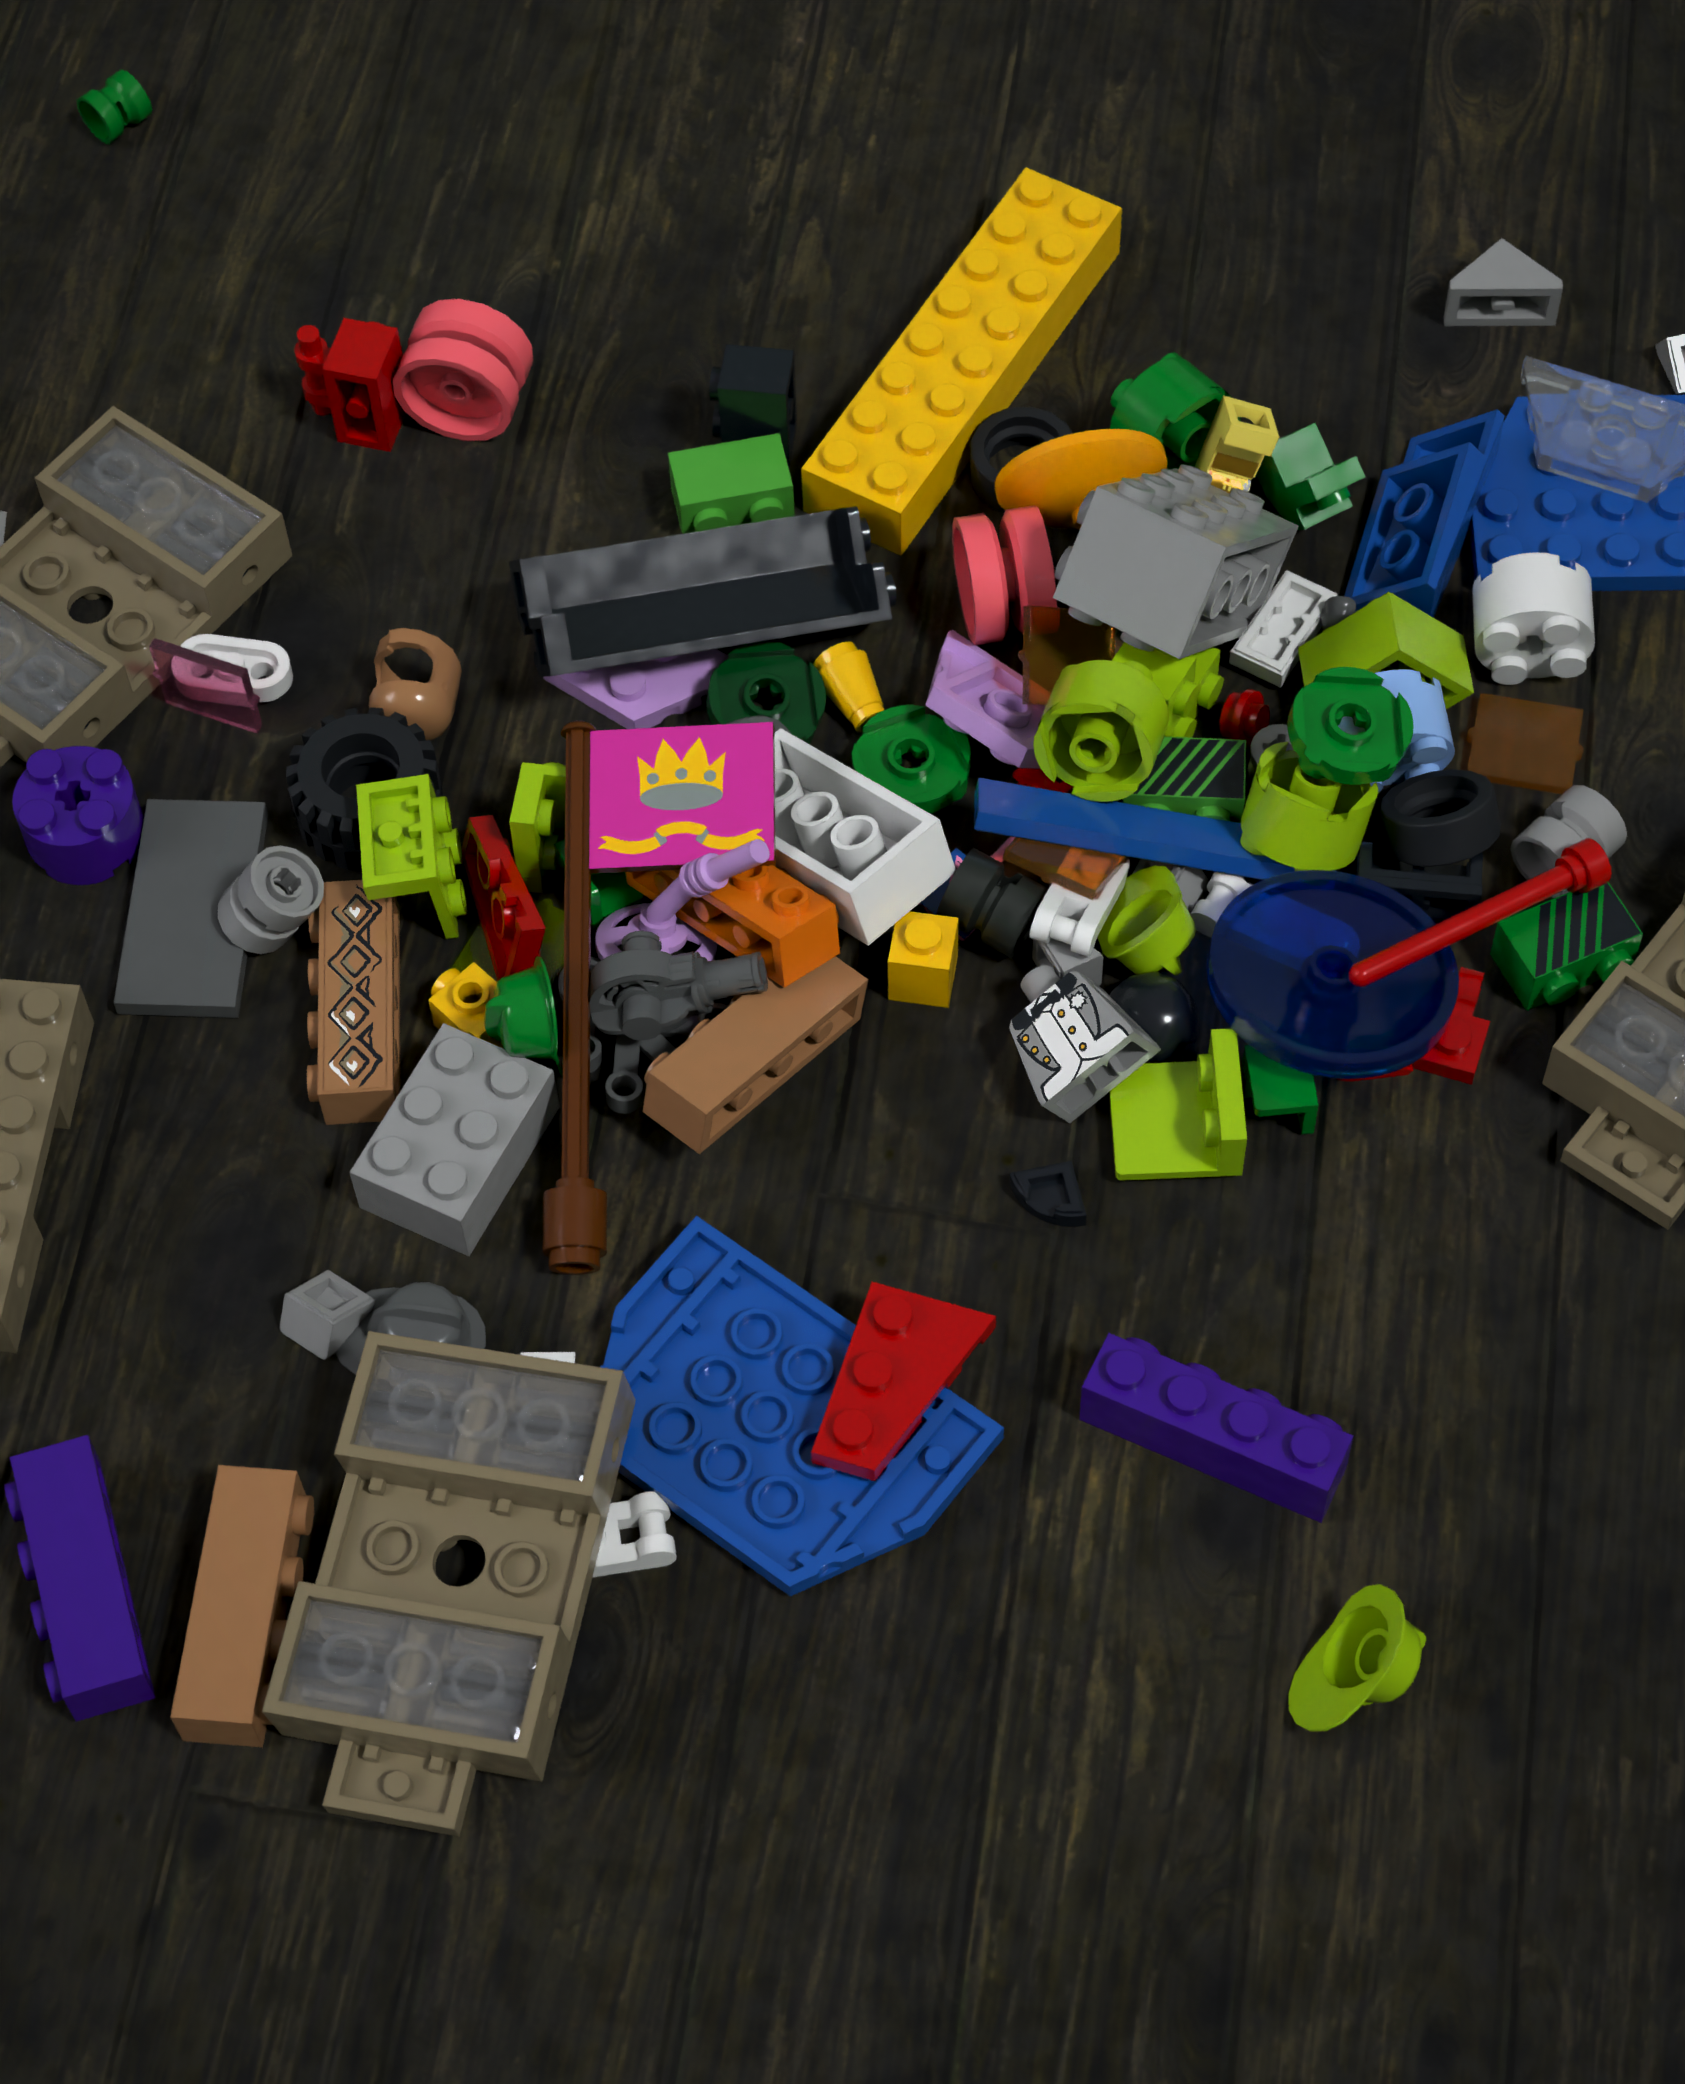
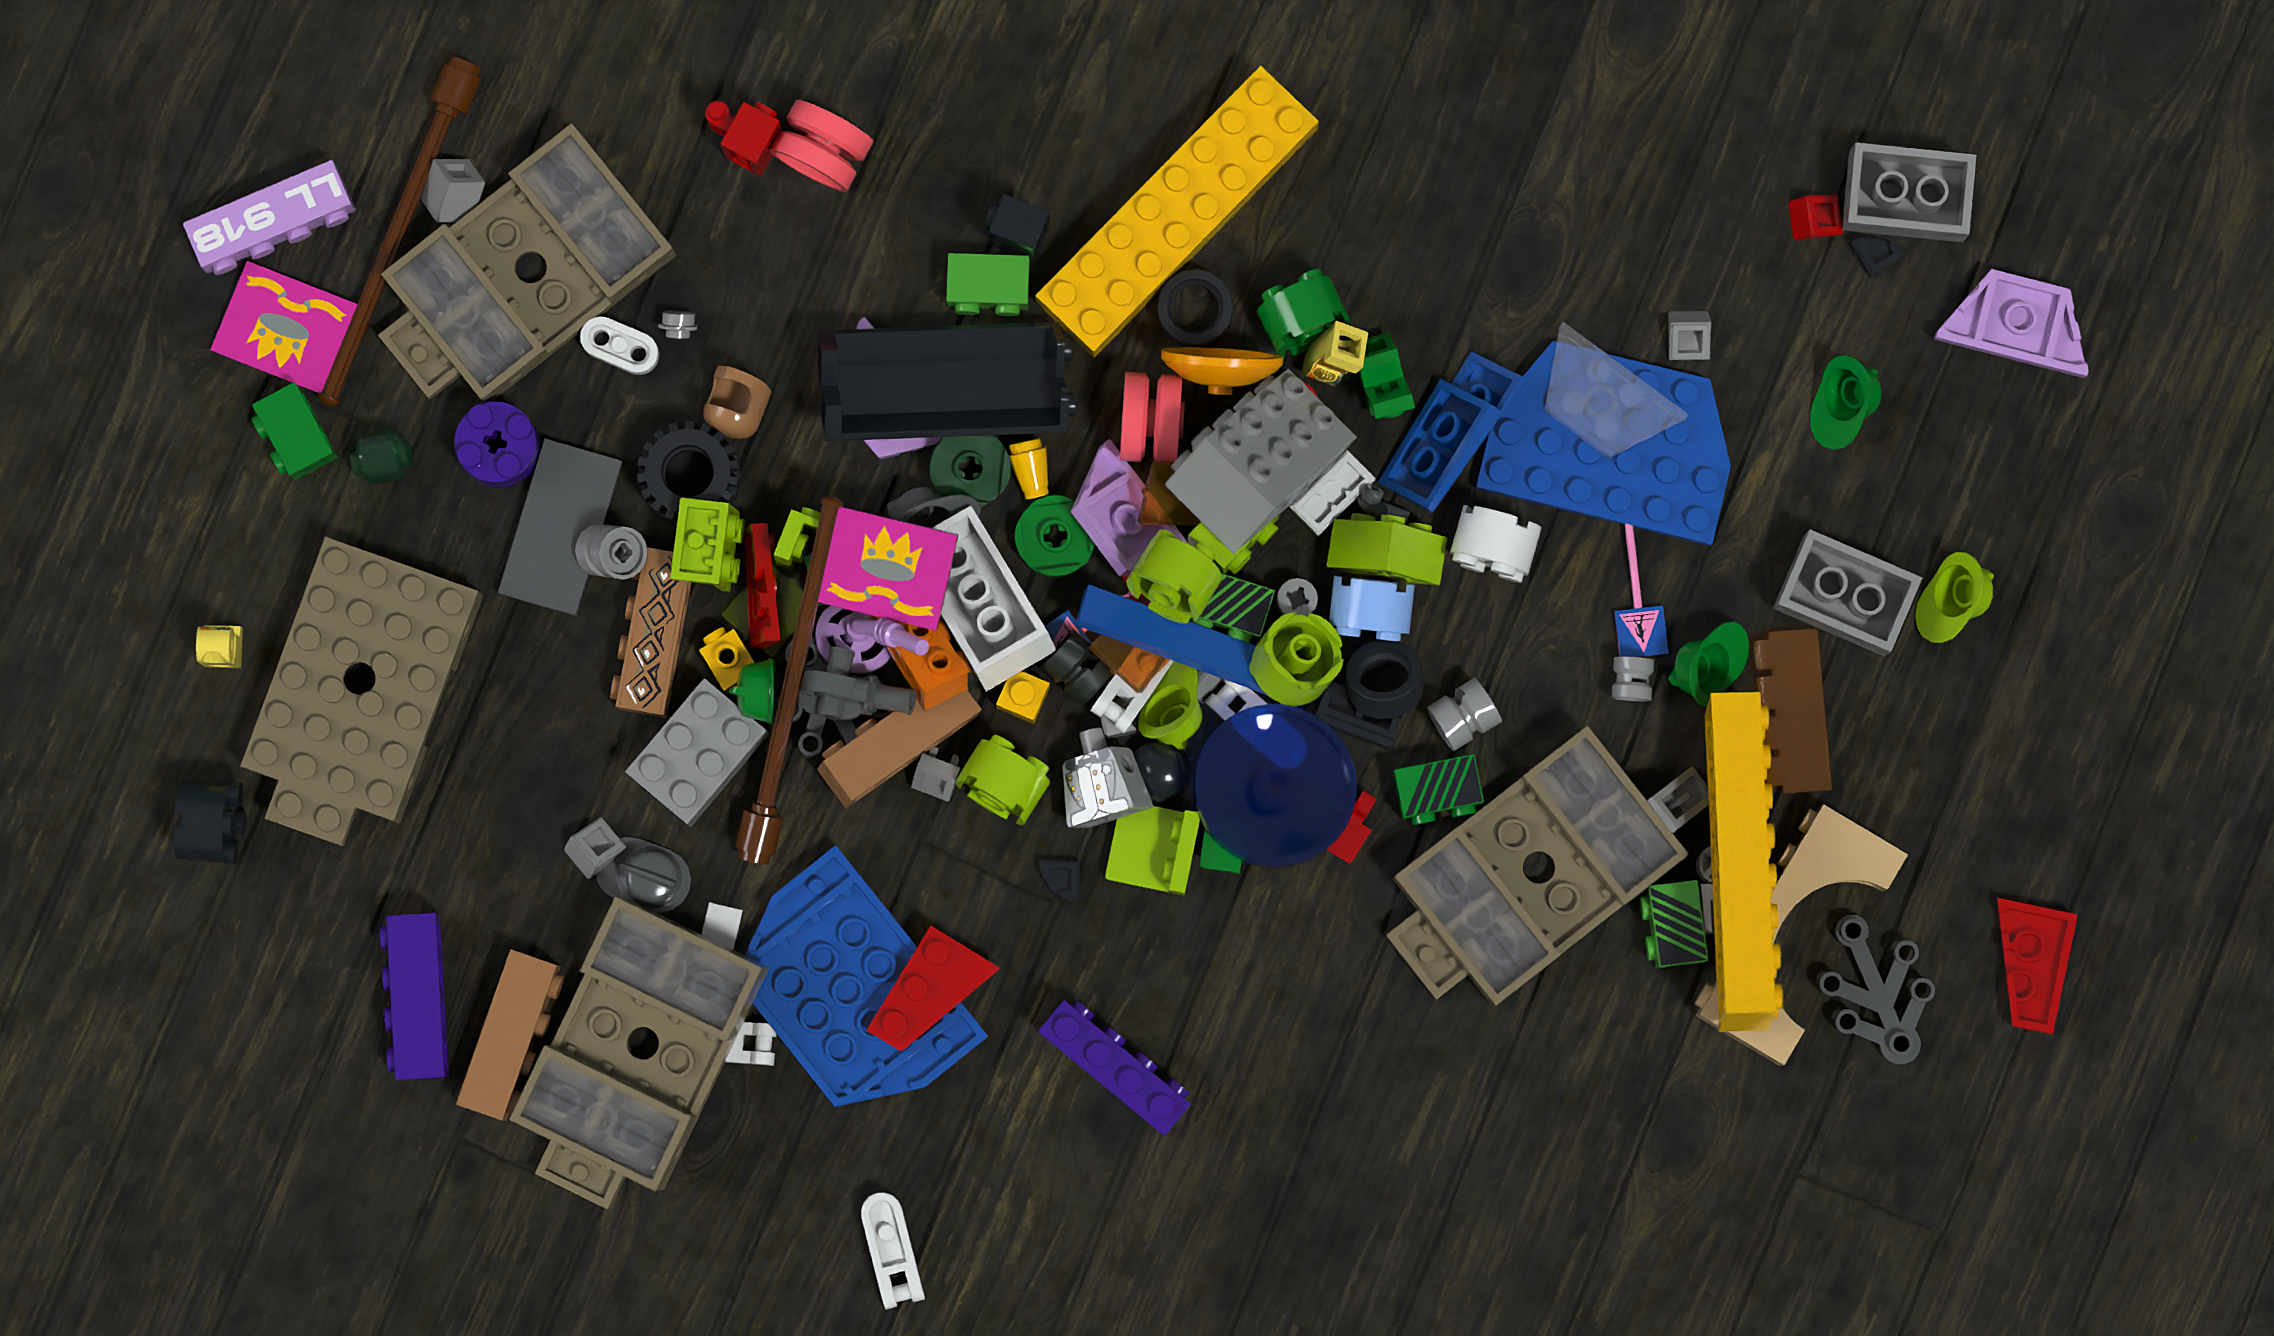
camera: 10 degrees right, 25 degrees up
(206, 685) = (597, 366): clear pink piece -> none
(311, 626) = (678, 323): none -> light grey plate
(823, 1094) = (936, 776): none -> light grey tile
(927, 1064) = (1004, 779): none -> lime brick
(937, 1788) = (891, 1249): none -> white plate
(1244, 716) = (1284, 560): red plate -> none
(1344, 757) = (1351, 611): green plate -> none
(1358, 1661) = (1151, 1237): lime piece -> none
(1503, 290) = (1572, 246): light grey slope -> none
(1525, 743) = (1466, 620): clear orange piece -> none
(1579, 868) = (1453, 752): red piece -> none

